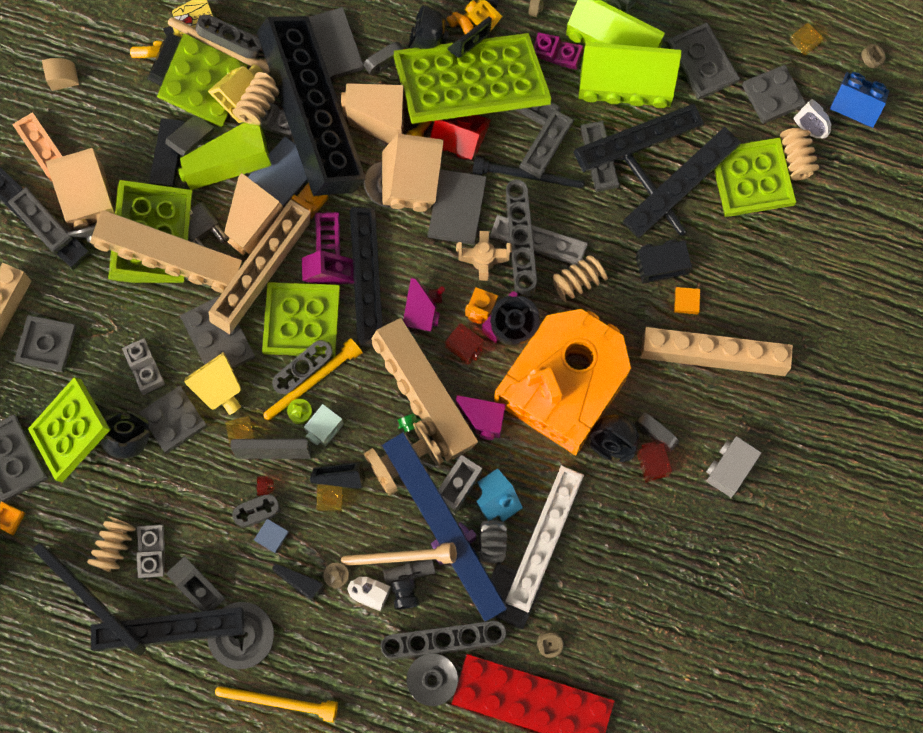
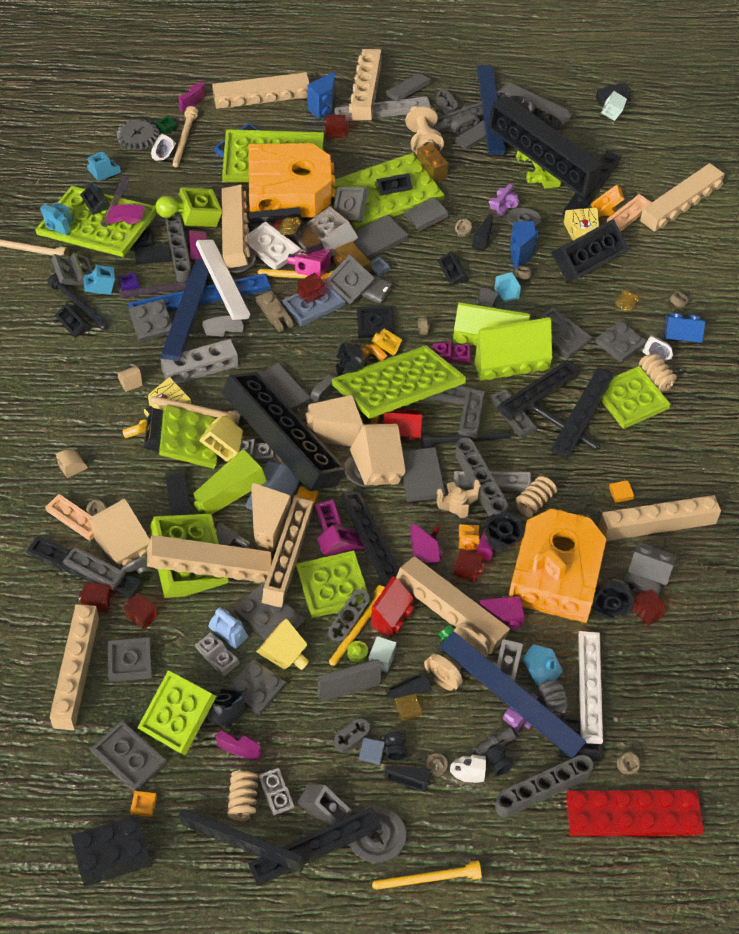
camera: 20 degrees left, 20 degrees down
(32, 256) = (96, 595): none -> clear red brick
(68, 143) = (95, 507): none -> dark tan tile
(75, 288) = (140, 611): none -> clear red brick
(134, 489) = (245, 747): none -> magenta slope
(165, 339) = (228, 628): none -> light blue piece
(189, 135) = (193, 477): dark grey tile -> none
(232, 45) = (200, 399): dark grey beam -> none
(239, 429) = (311, 678): clear yellow plate -> none
(256, 99) = (241, 434): tan piece -> none
(262, 482) = (350, 714): clear red hinge -> none
(298, 538) = (395, 743): none -> black wheel
(353, 373) = (391, 608): none -> slope
(428, 666) = (549, 809): dark grey dish -> none
(445, 552) = (520, 712): tan piece -> none
(471, 38) = (387, 356): black slope -> none
(663, 261) = (592, 468): black piece -> none
(677, 412) = (652, 563): none -> slope
(733, 466) = (708, 594): light grey brick -> none

